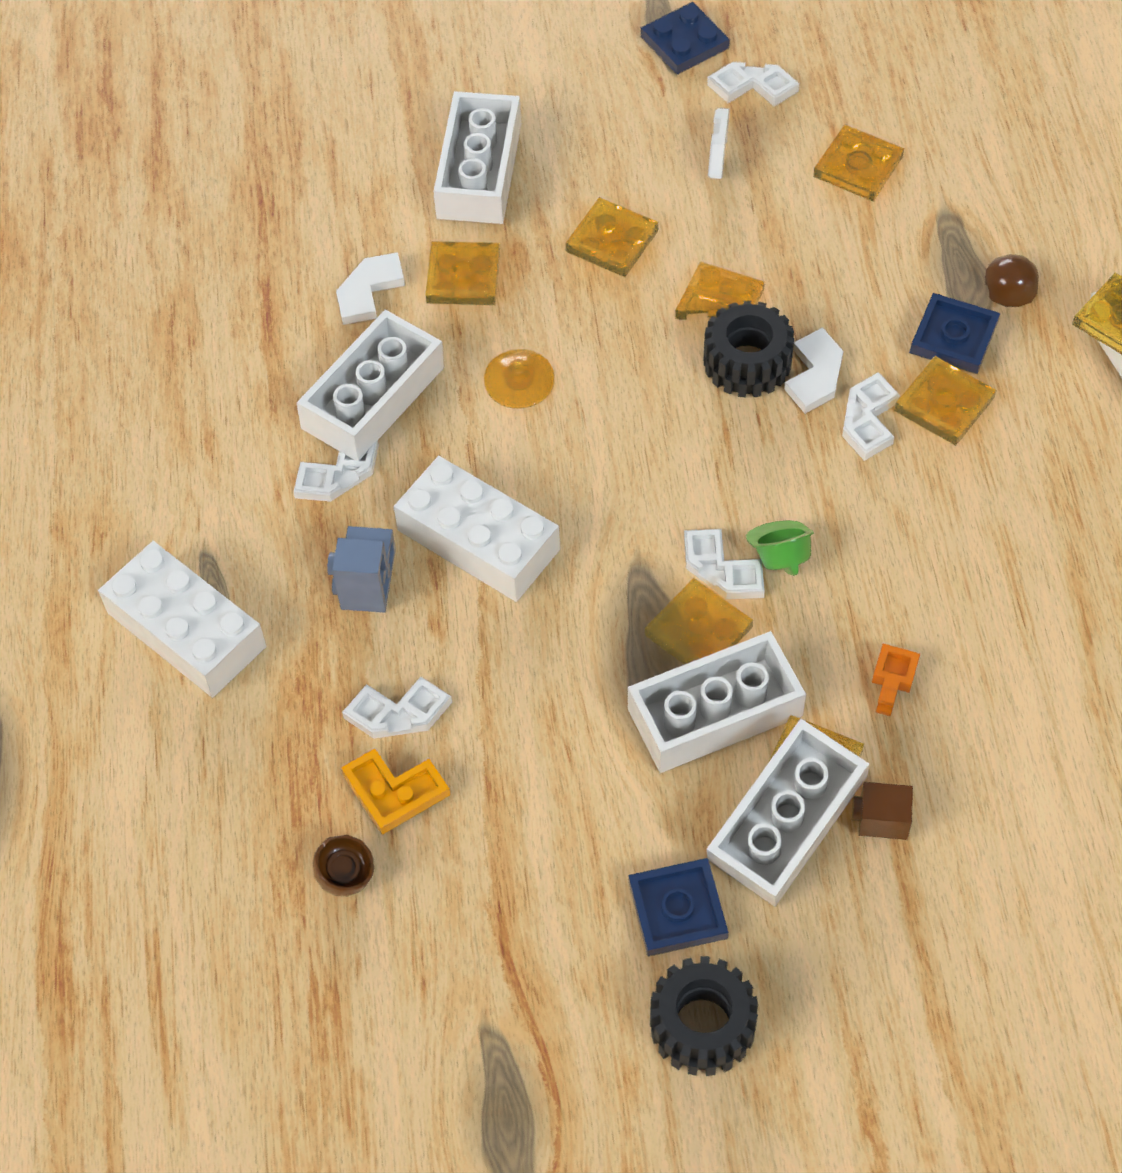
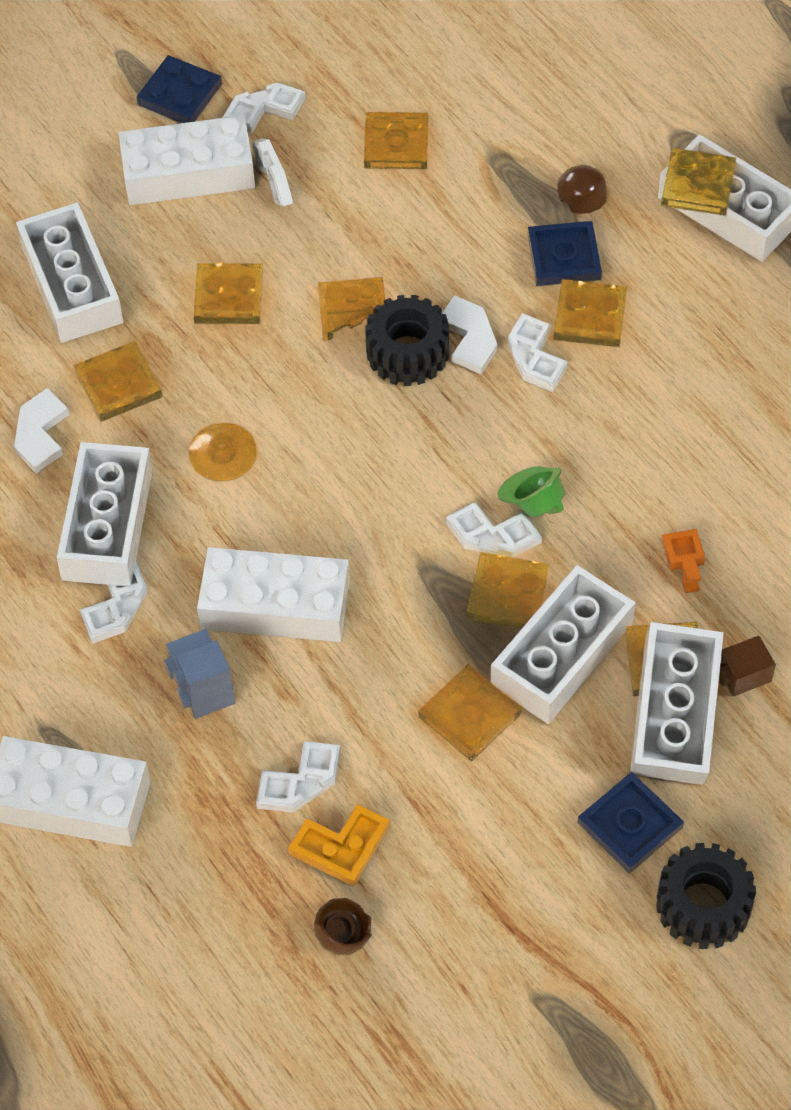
camera: 30 degrees left, 0 degrees up
(592, 725) = (469, 712): none -> clear yellow plate
(648, 101) = (186, 160): none -> white brick

